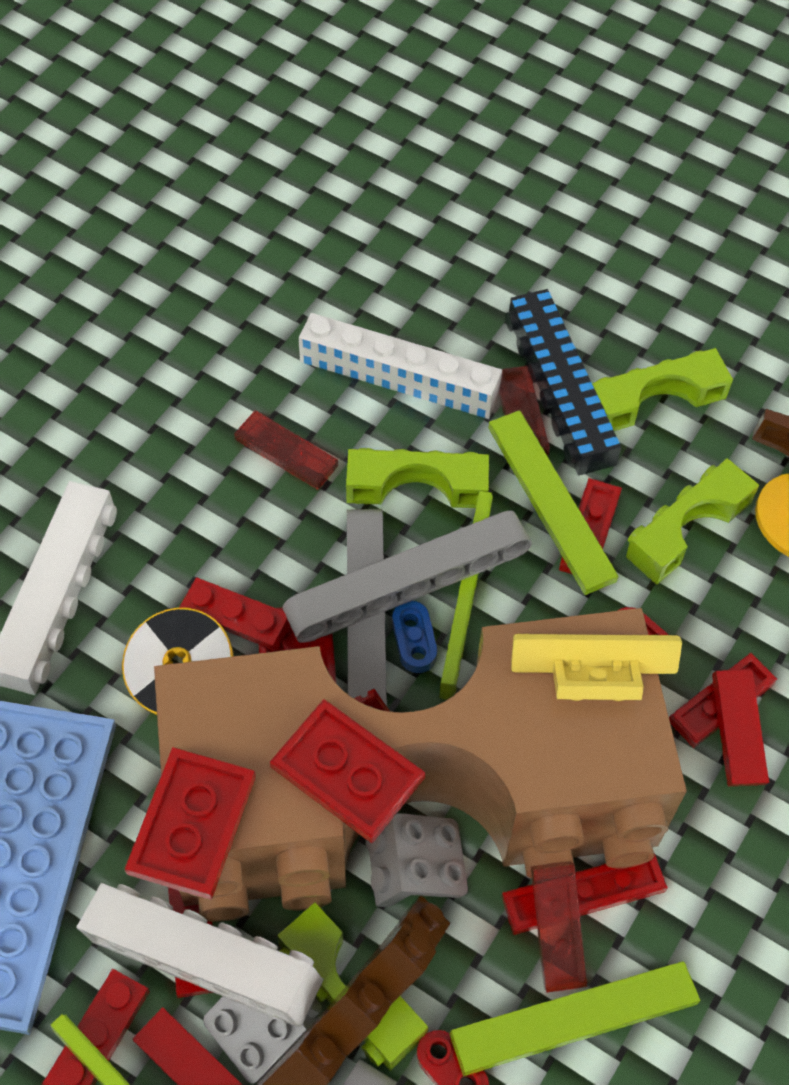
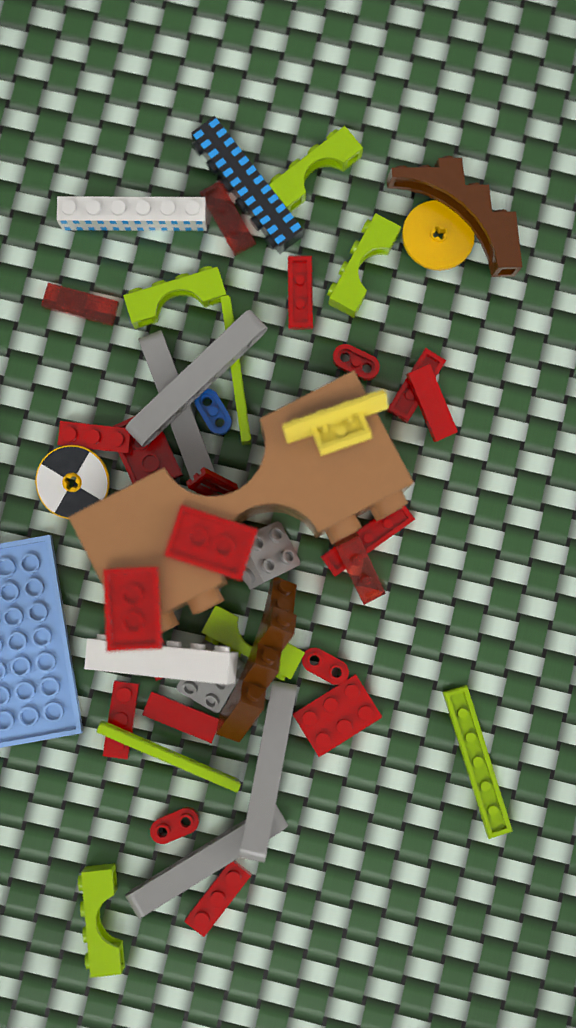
camera: 20 degrees left, 25 degrees up
(553, 503) = (268, 284): lime tile -> none
(573, 1018) = (384, 614): lime tile -> none

